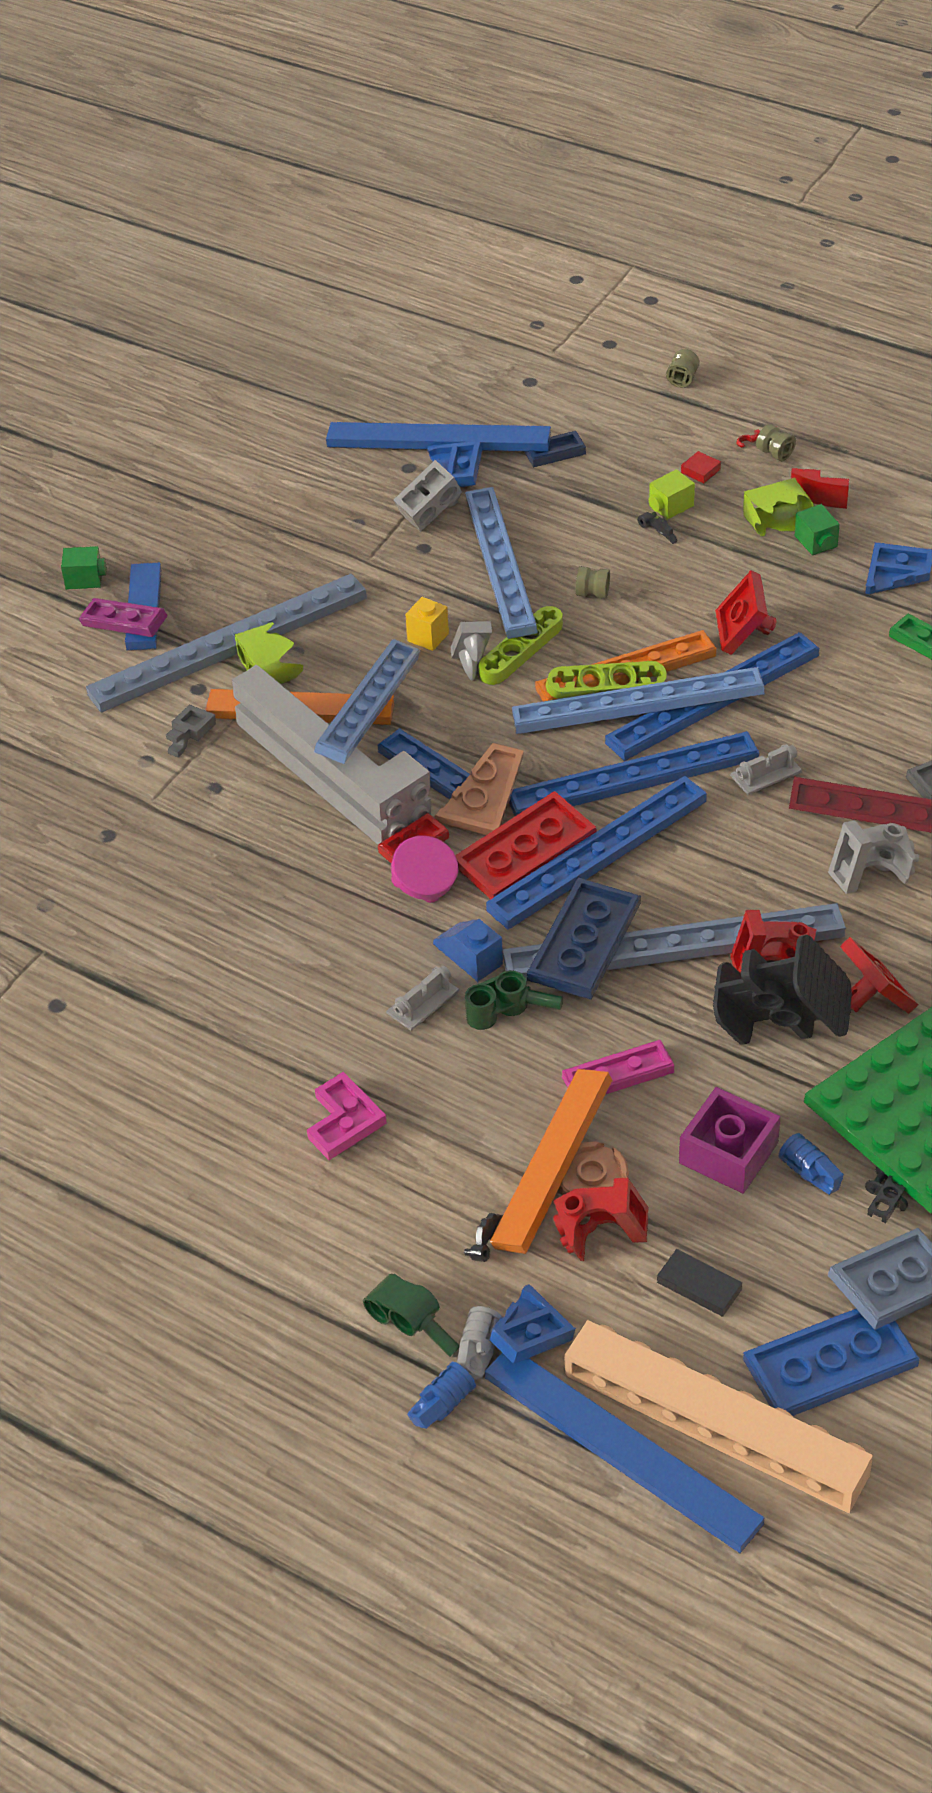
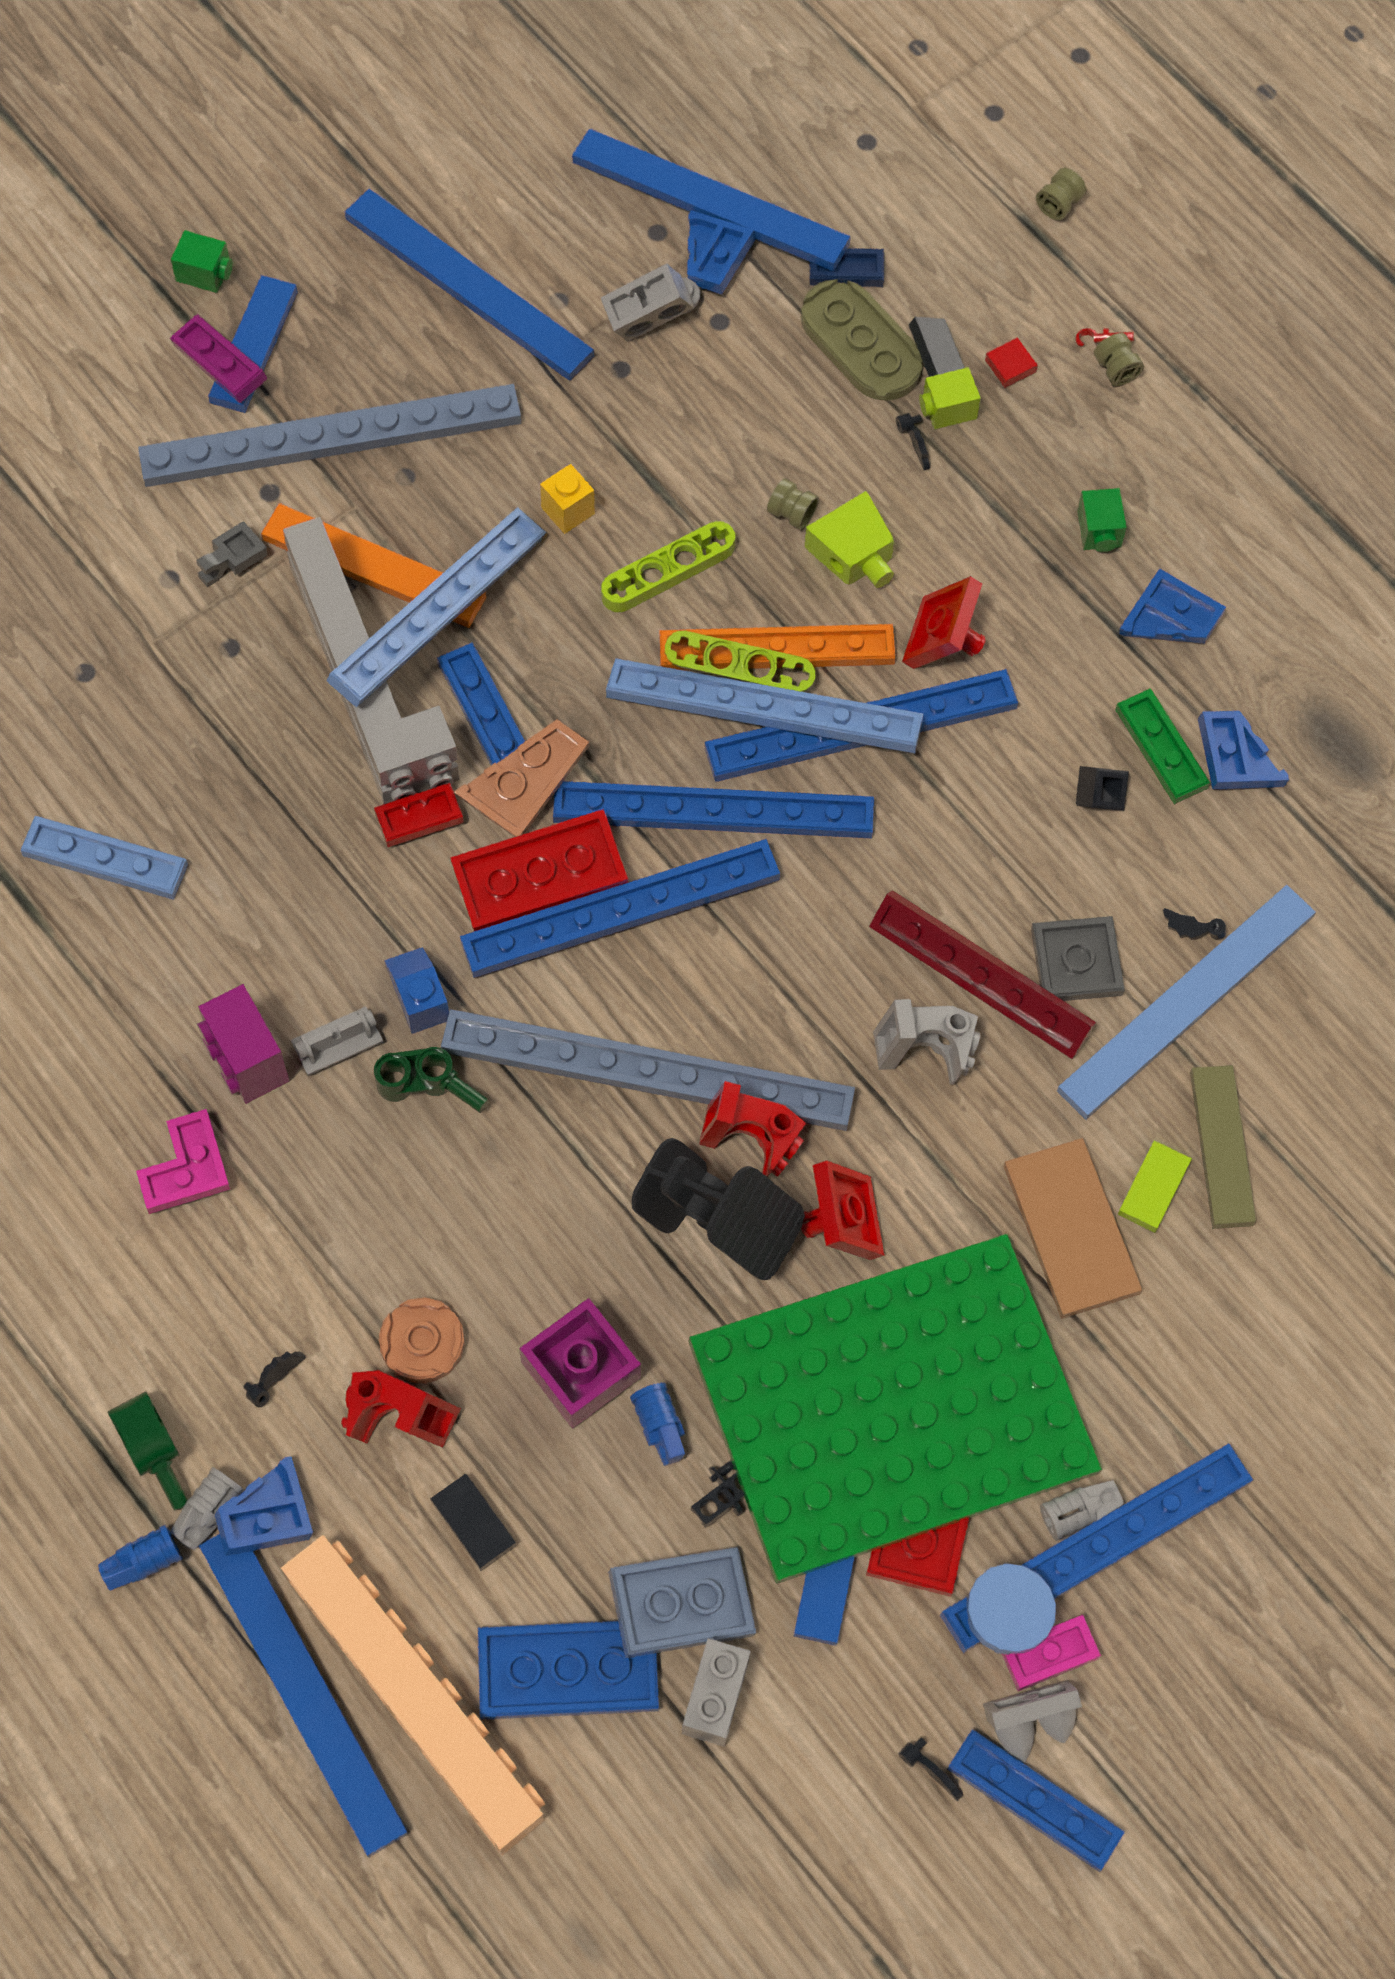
camera: 15 degrees right, 20 degrees up
(179, 942) = (104, 857): none -> medium blue tile
(265, 650) = (359, 479): lime piece -> none
(288, 530) = (469, 284): none -> blue tile
(354, 1015) = (242, 1045): none -> magenta brick
(424, 868) = (410, 862): dark pink tile -> none
(470, 645) = (599, 559): light grey tile -> none
(501, 563) = (697, 431): medium blue tile -> none
(551, 1161) = (381, 1311): orange tile -> none
(584, 938) = (544, 1030): dark blue tile -> none
(588, 484) = (861, 340): none -> olive tile
(629, 1066) = (510, 1216): dark pink tile -> none
(640, 468) = (935, 345): none -> tile
(648, 591) = (853, 542): none -> lime torso
(767, 771) = (868, 863): light grey hinge -> none
(776, 505) = (1069, 463): lime piece -> none
(822, 490) = (1126, 447): red slope -> none
(908, 678) = (1102, 788): none -> black slope

